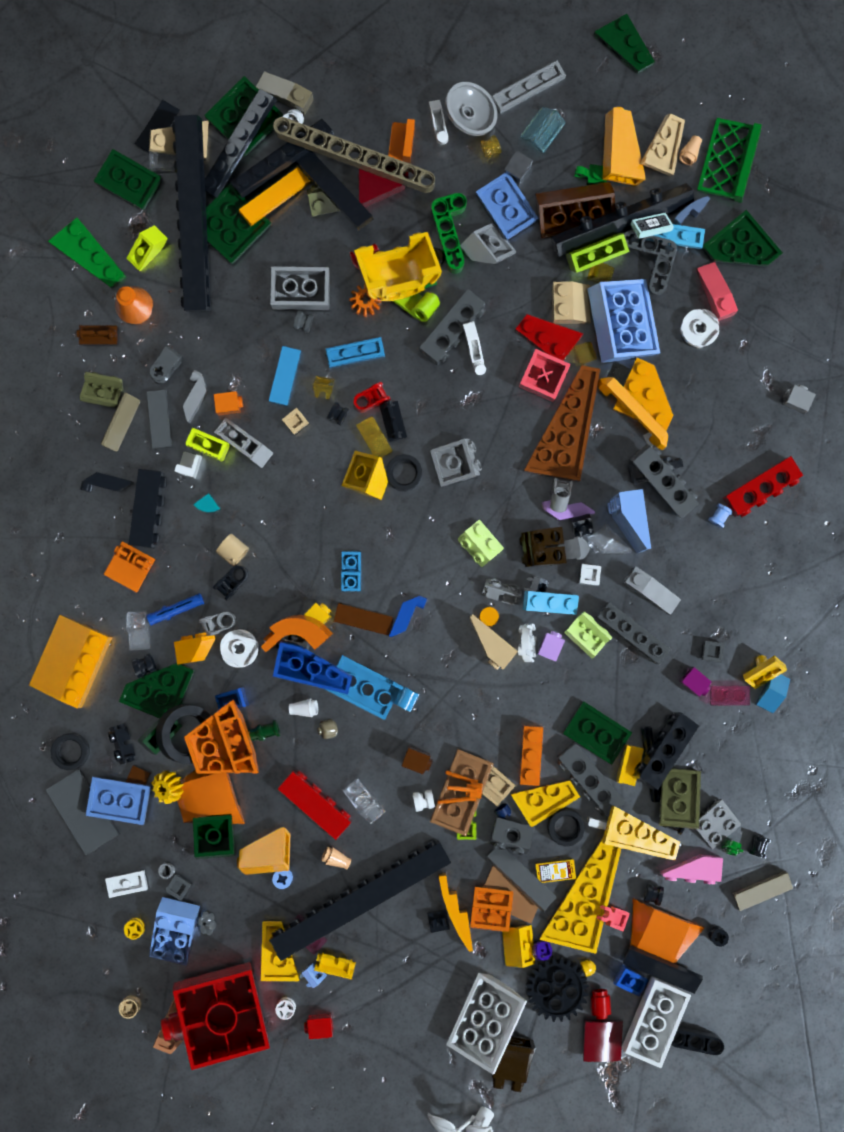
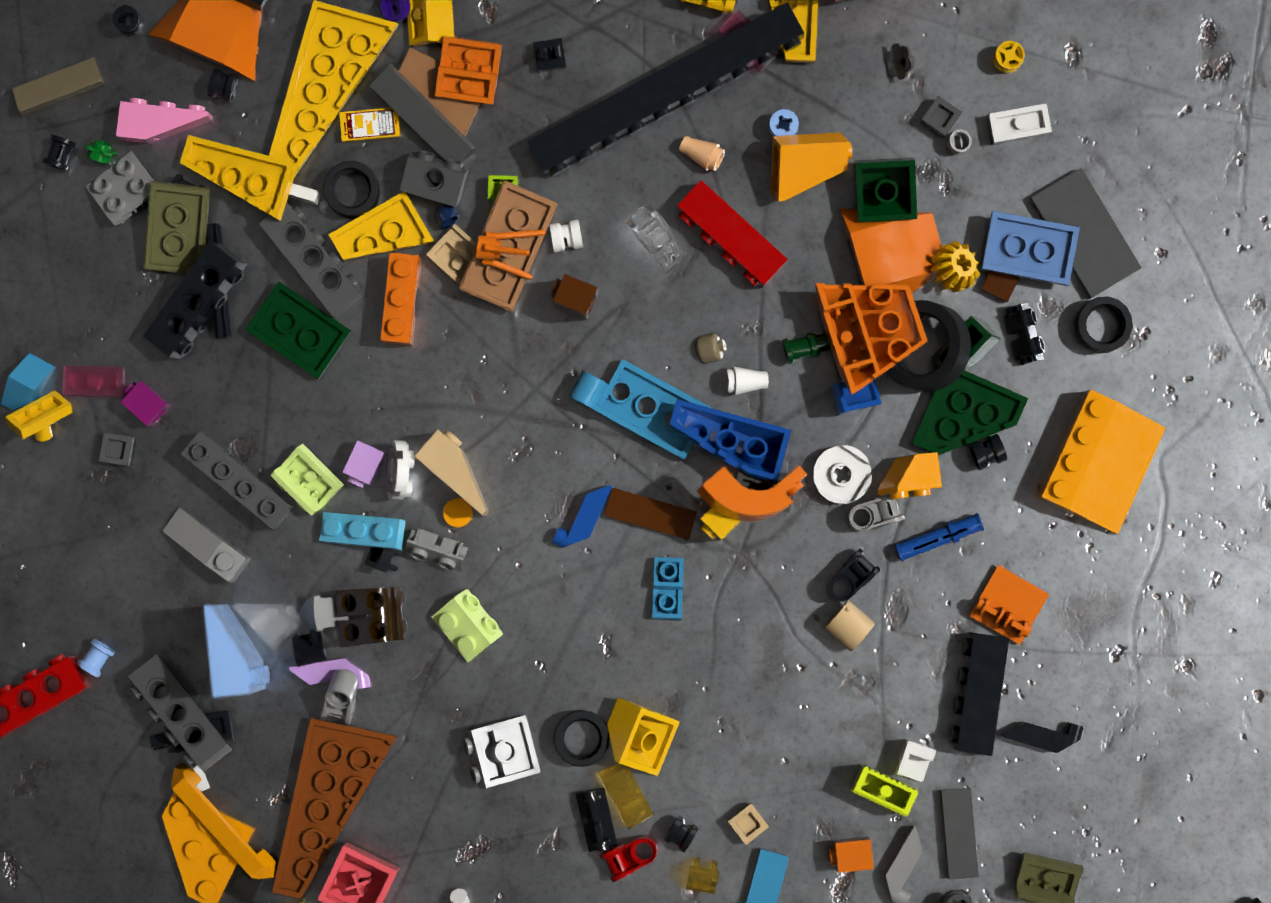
camera: 175 degrees left, 0 degrees up
(120, 422) = (1019, 830): dark tan slope -> none
(138, 630) = (997, 506): clear slope -> none
(174, 931) = (949, 51): light blue slope -> none
(207, 504) = (887, 698): teal tile -> none
(244, 442) = (829, 792): light grey slope -> none
(458, 917) = (518, 59): light orange slope -> none
(590, 575) = (300, 571): white panel -> none
(614, 917) = (283, 52): coral plate -> none
(630, 758) = (250, 289): yellow panel -> none

